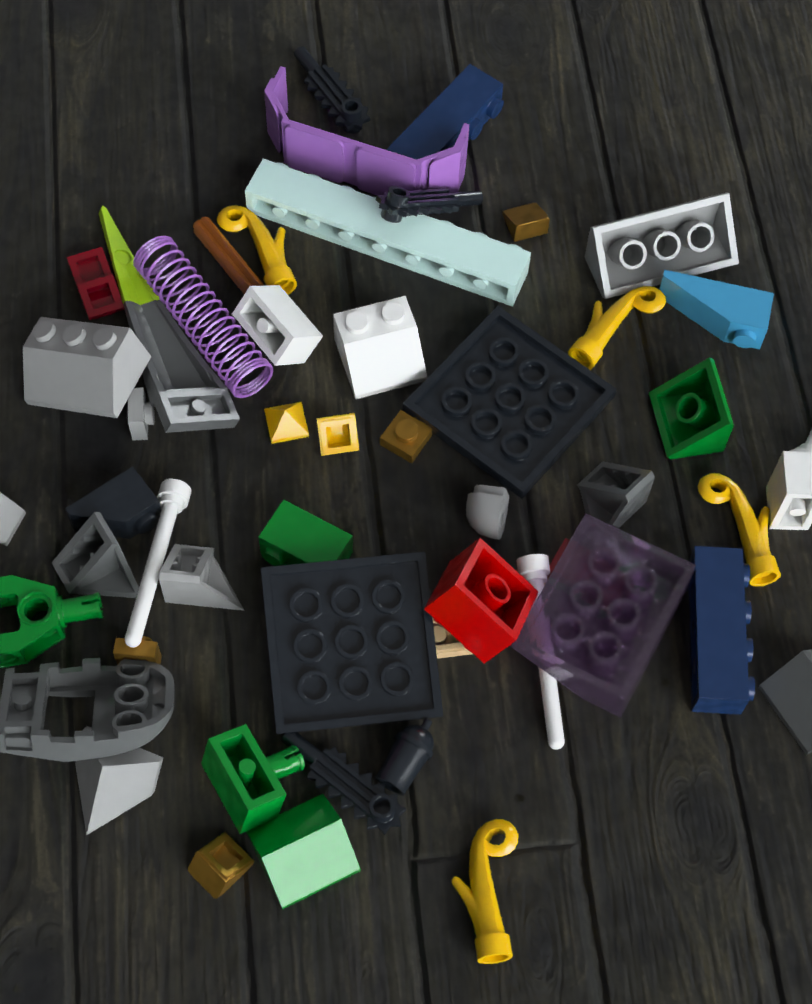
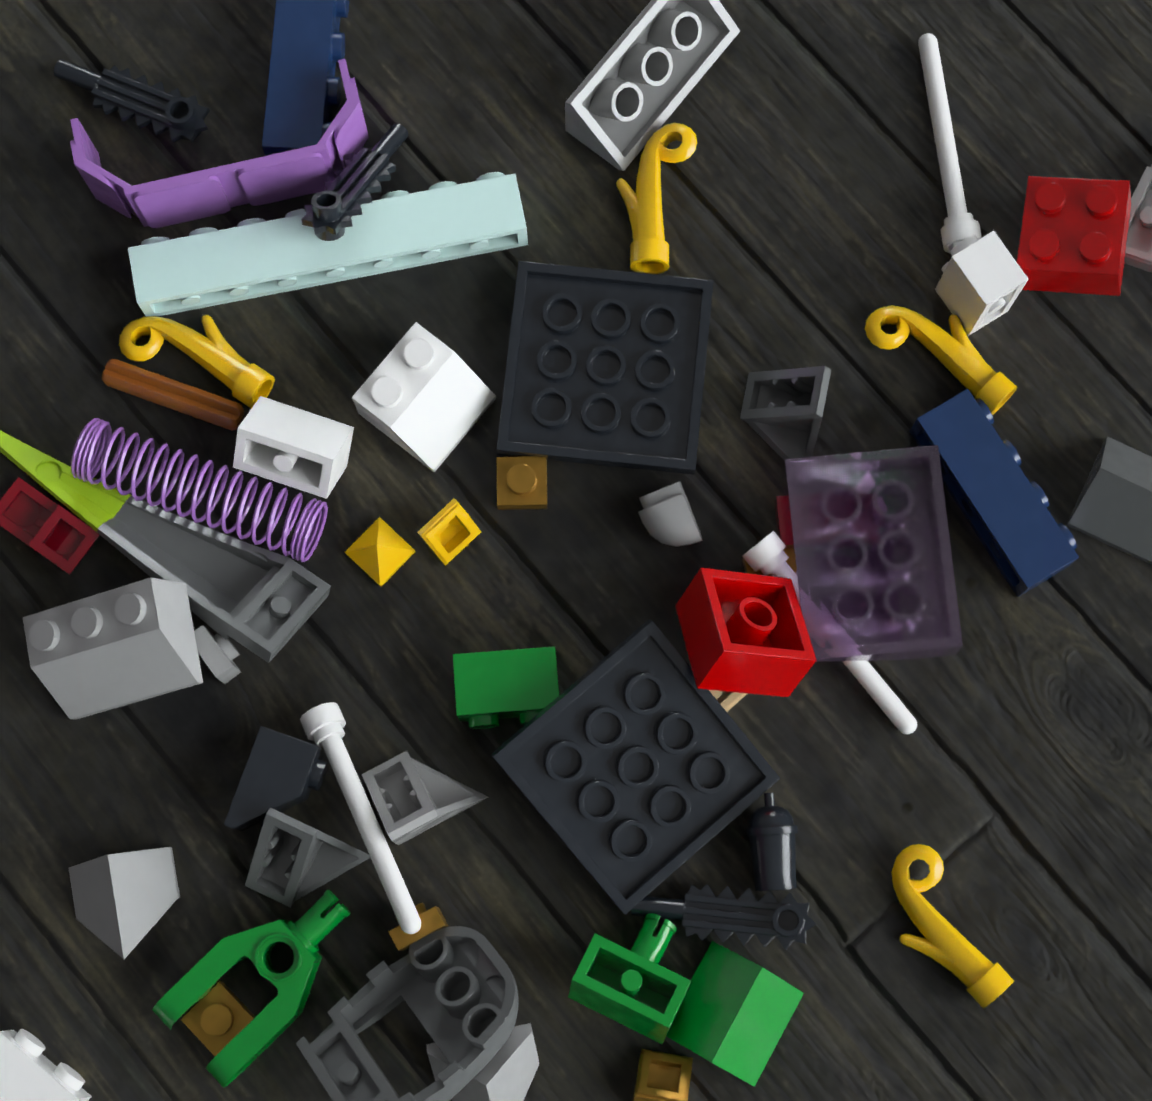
camera: 30 degrees left, 15 degrees up
(526, 221) = (473, 127): pearl gold slope -> none
(693, 412) = (810, 255): green slope -> none
(724, 309) = (763, 105): dark azure slope -> none

